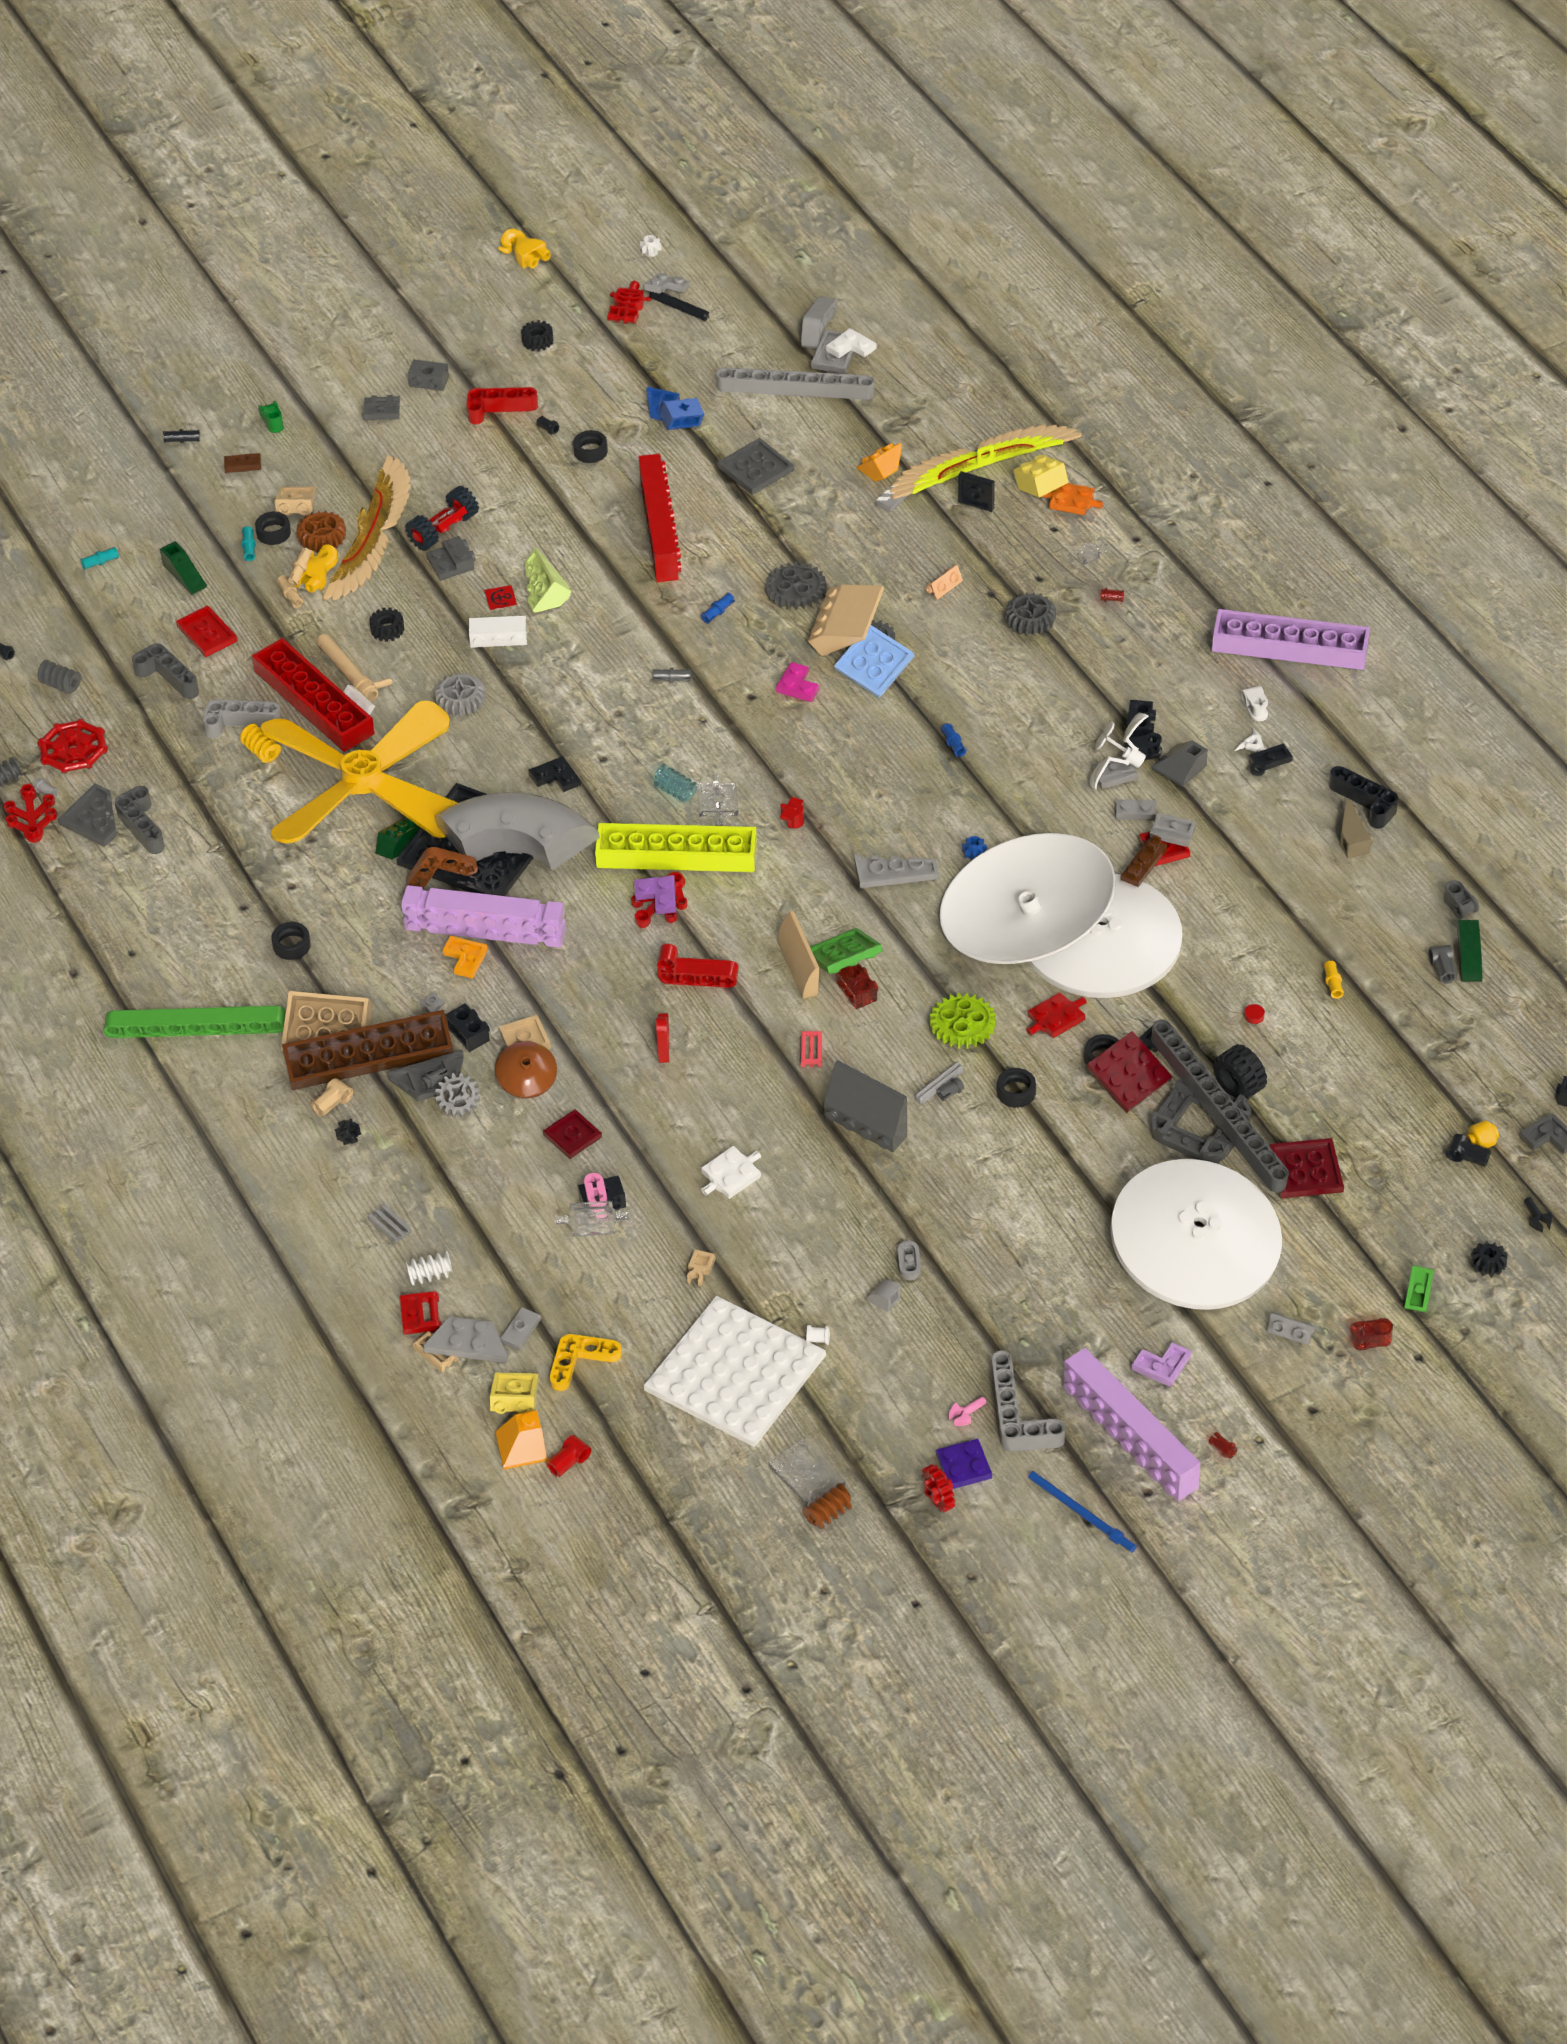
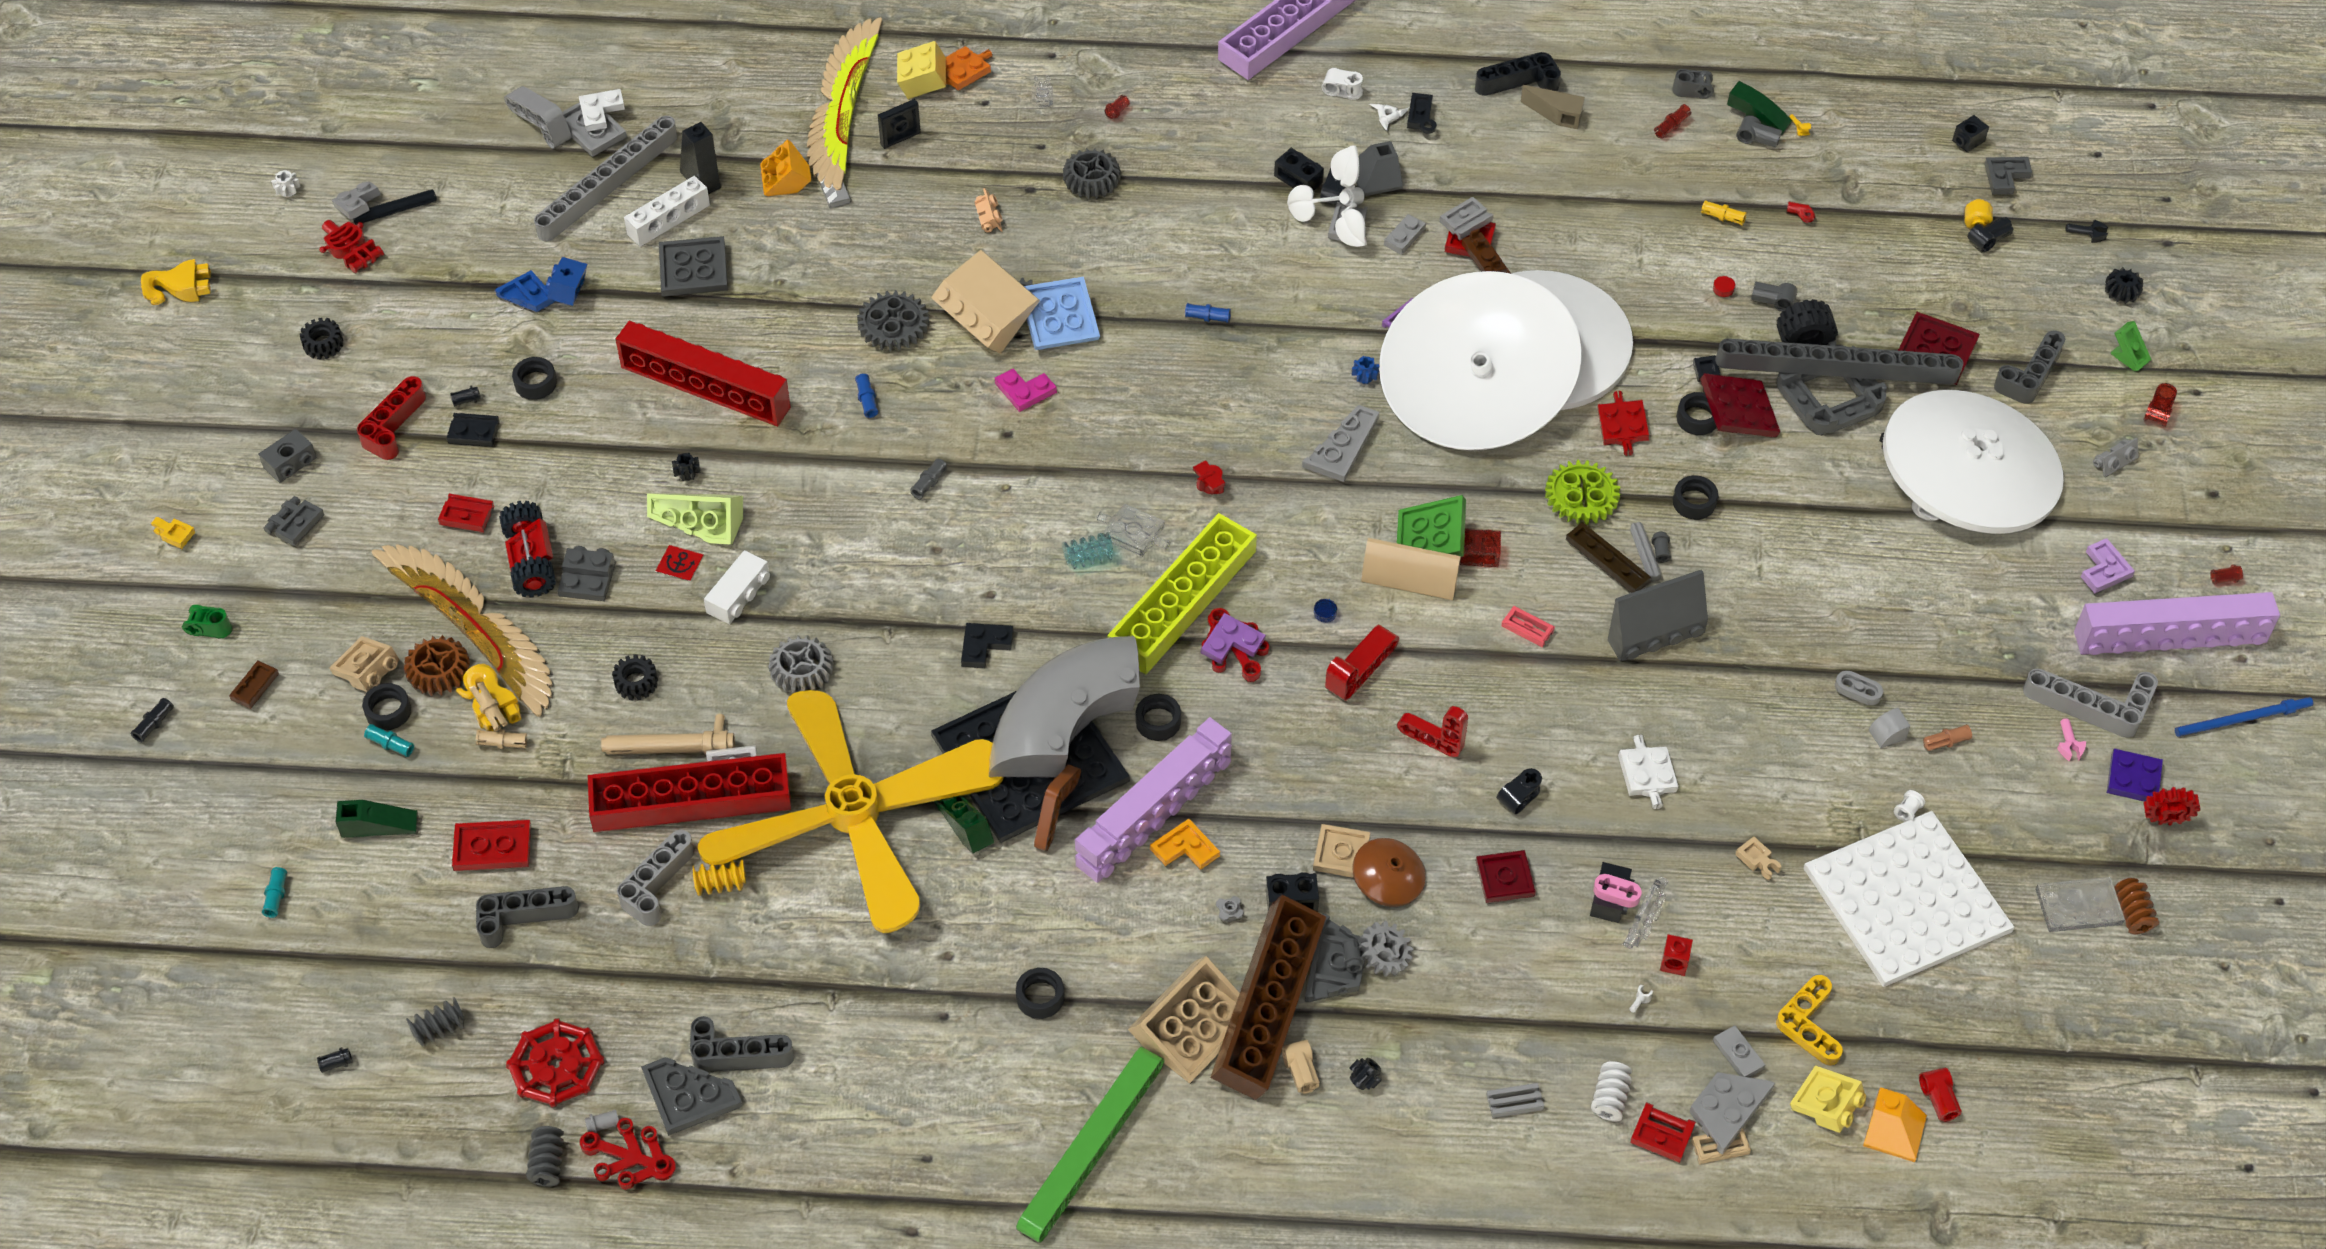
camera: 60 degrees left, 5 degrees up
(328, 363) = (174, 533): none -> yellow plate
(451, 476) = (466, 512): none -> red plate
(525, 444) = (473, 429): none -> black plate
(530, 1253) = (1640, 998): none -> white hand
(559, 879) = (1161, 732): none -> black tyre
(573, 1254) = (1676, 955): none -> red brick
(577, 555) = (686, 466): none -> black gear
(650, 1107) = (1521, 790): none -> black piece
(731, 932) = (1325, 610): none -> clear blue piece
(791, 426) = (666, 211): none -> white brick
(839, 411) = (699, 156): none -> black slope
(905, 1333) = (1947, 737): none -> nougat axle
(912, 1062) = (1608, 558): none -> dark brown plate
(1272, 1049) = (1779, 296): none -> dark grey piece
(1339, 1239) = (2026, 384): none -> dark grey beam
(1383, 1027) = (1802, 210): none -> red arm
(1405, 906) = (1672, 121): none -> clear red pin
(1479, 988) = (1802, 128): none -> yellow hand

